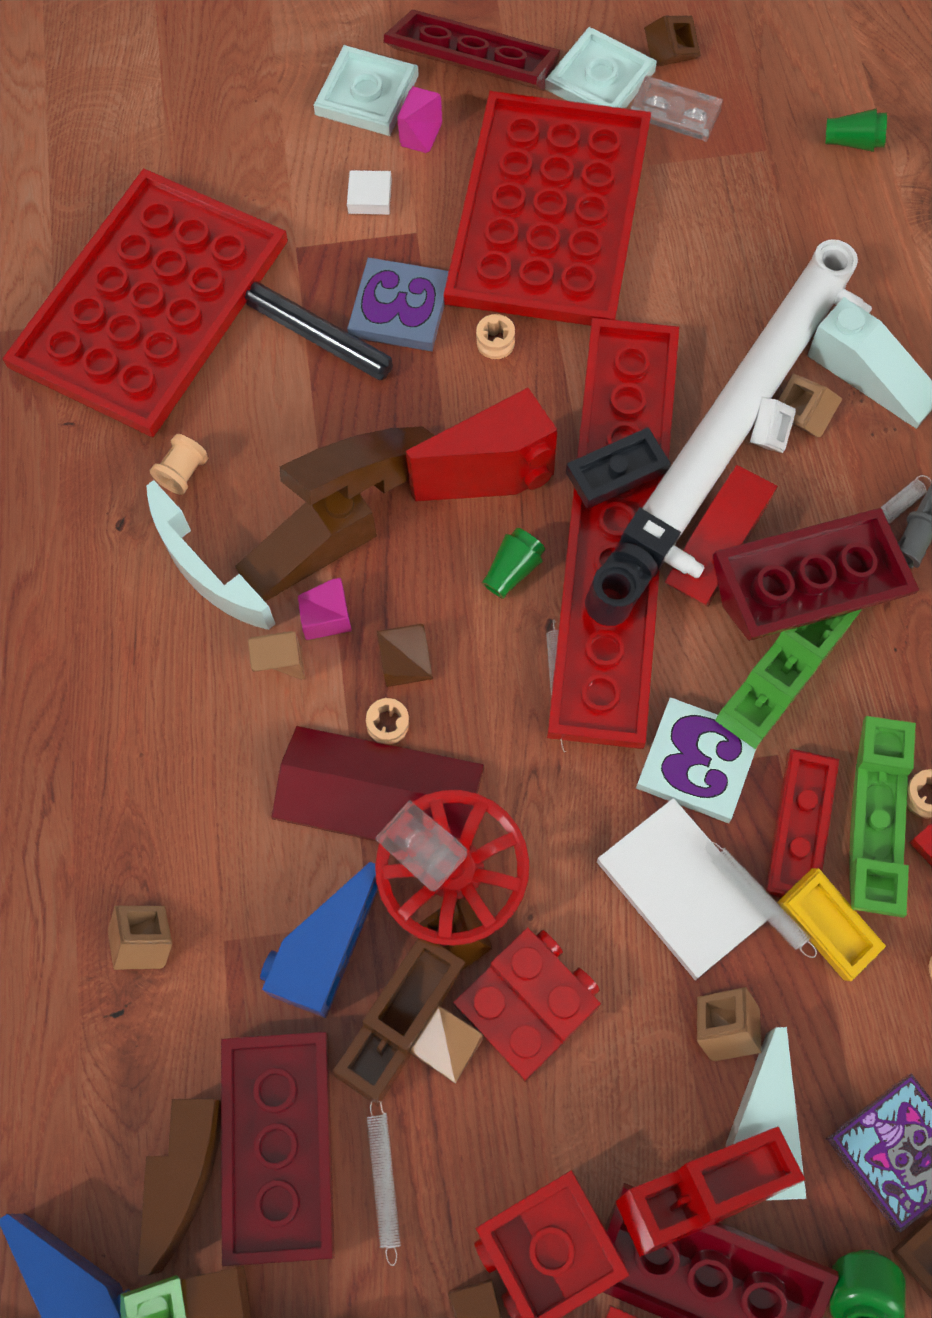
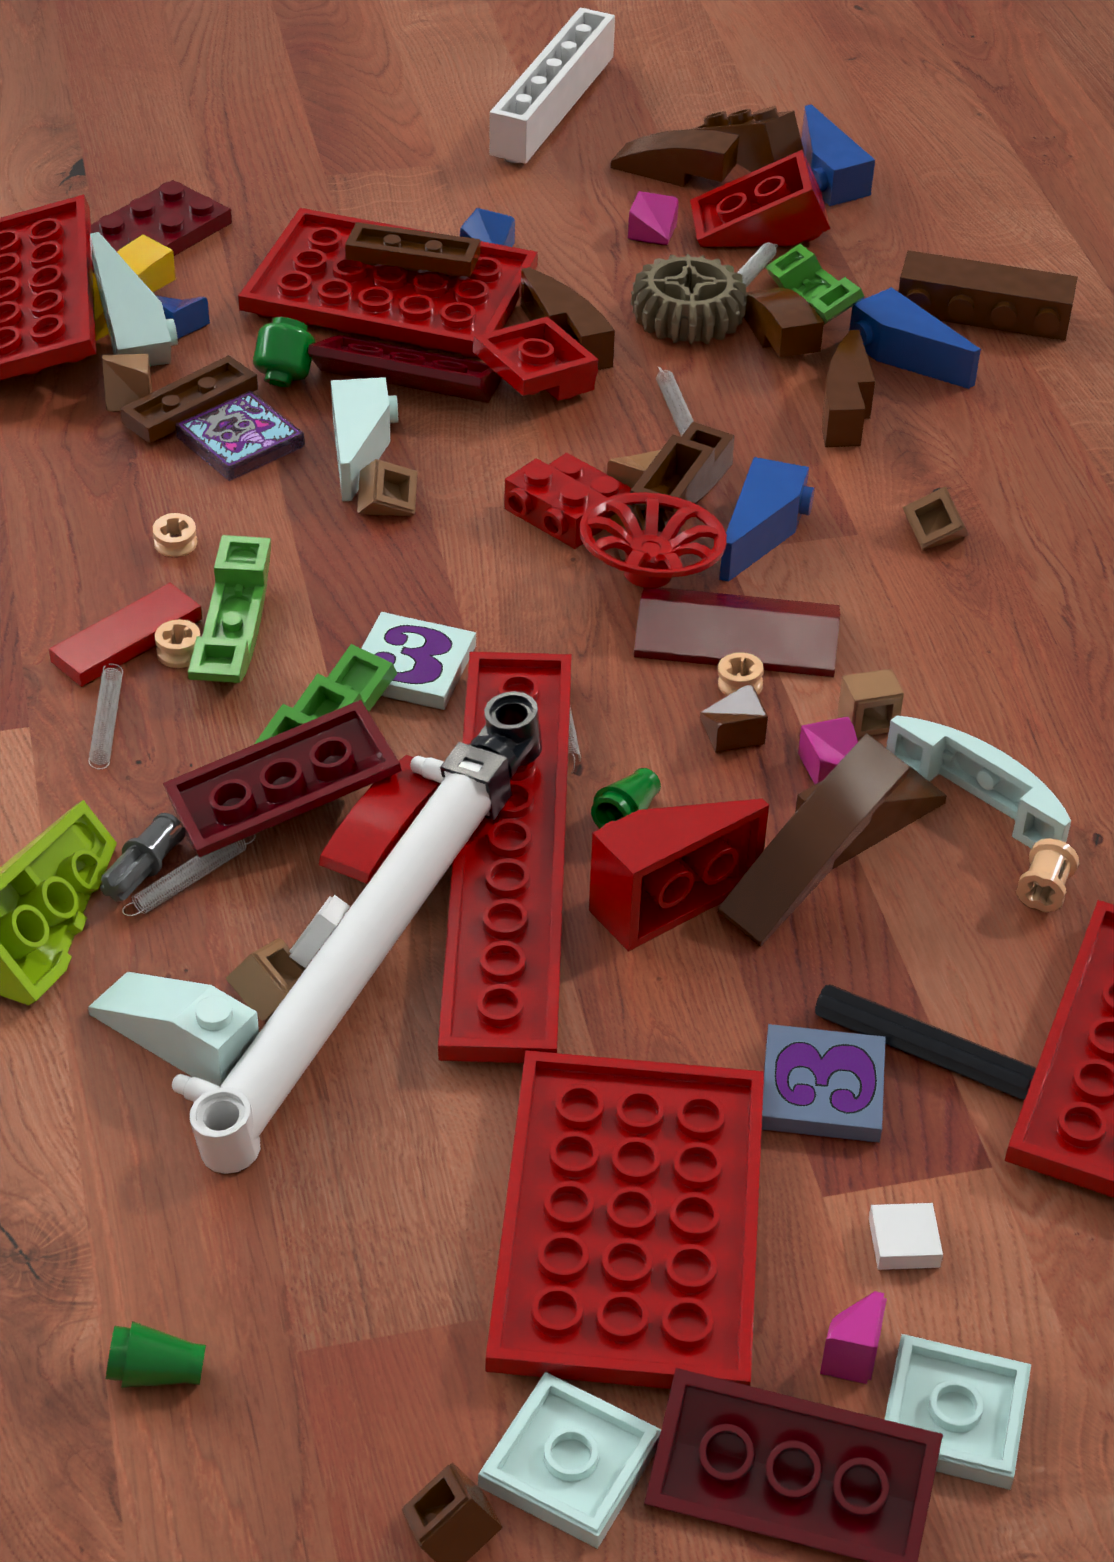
camera: 170 degrees right, 25 degrees down
(276, 1149) = (772, 410): dark red plate -> none
(422, 846) = (688, 518): clear slope -> none
(498, 347) = (678, 1032): light nougat bush -> none
(617, 468) = (513, 859): black plate -> none
(678, 107) = (444, 1383): clear plate -> none
(679, 889) = (427, 573): white tile -> none
(708, 1190) = (413, 363): red slope -> none
(792, 935) = (371, 560): white piece -> none
(801, 819) = (308, 621): red tile -> none
(832, 924) = (297, 547): yellow tile -> none

